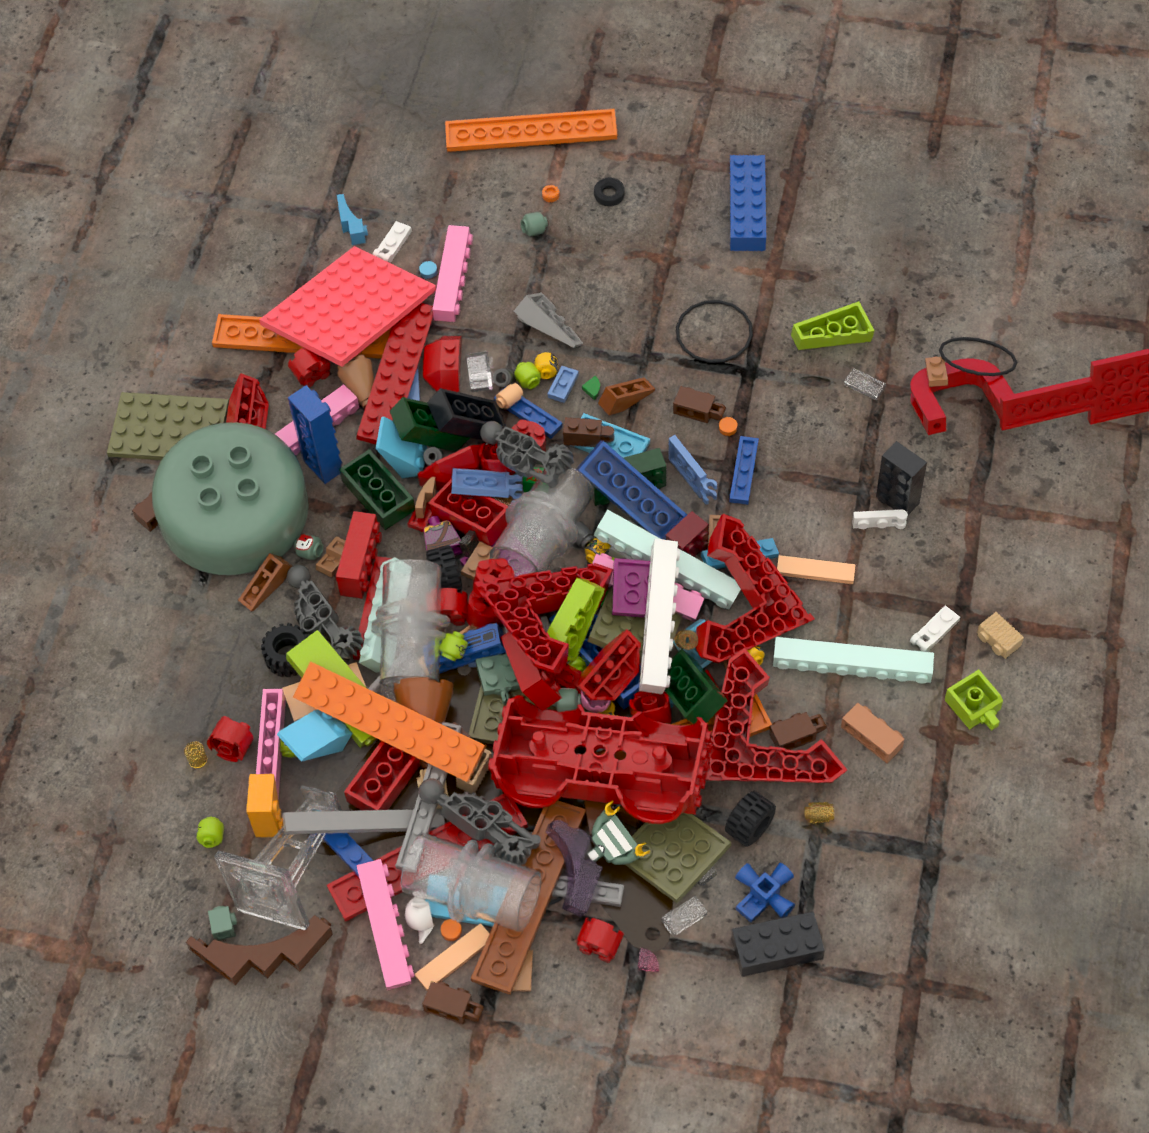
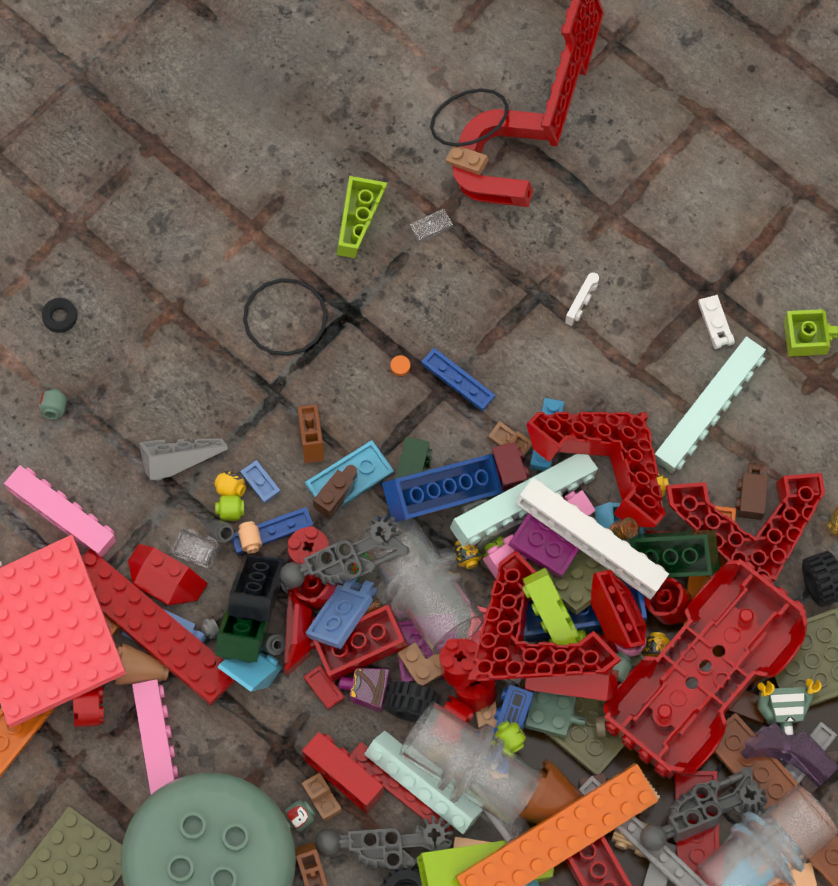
camera: 65 degrees left, 10 degrees up
(248, 402) = (99, 796): red wedge -> none
(315, 433) = (200, 739): blue brick -> none
(377, 489) = (276, 716): dark green brick -> none
(425, 495) = (312, 671): medium nougat slope -> none
(428, 270) = (36, 532): medium azure tile -> none
(469, 543) = (394, 663): clear smoke plate -> none
(550, 193) = (22, 368): orange tile -> none
(592, 387) = (280, 458): green tile -> none
(691, 470) = (436, 424): medium blue tile -> none
(697, 405) = (362, 378): reddish brown brick -> none
(747, 203) = (162, 202): blue brick -> none
(816, 569) = (598, 381): light nougat tile -> none
(872, 732) = (789, 431): nougat brick -> none
(901, 478) = (568, 256): black brick -> none
(1000, 635) = (754, 275): tan brick -> none

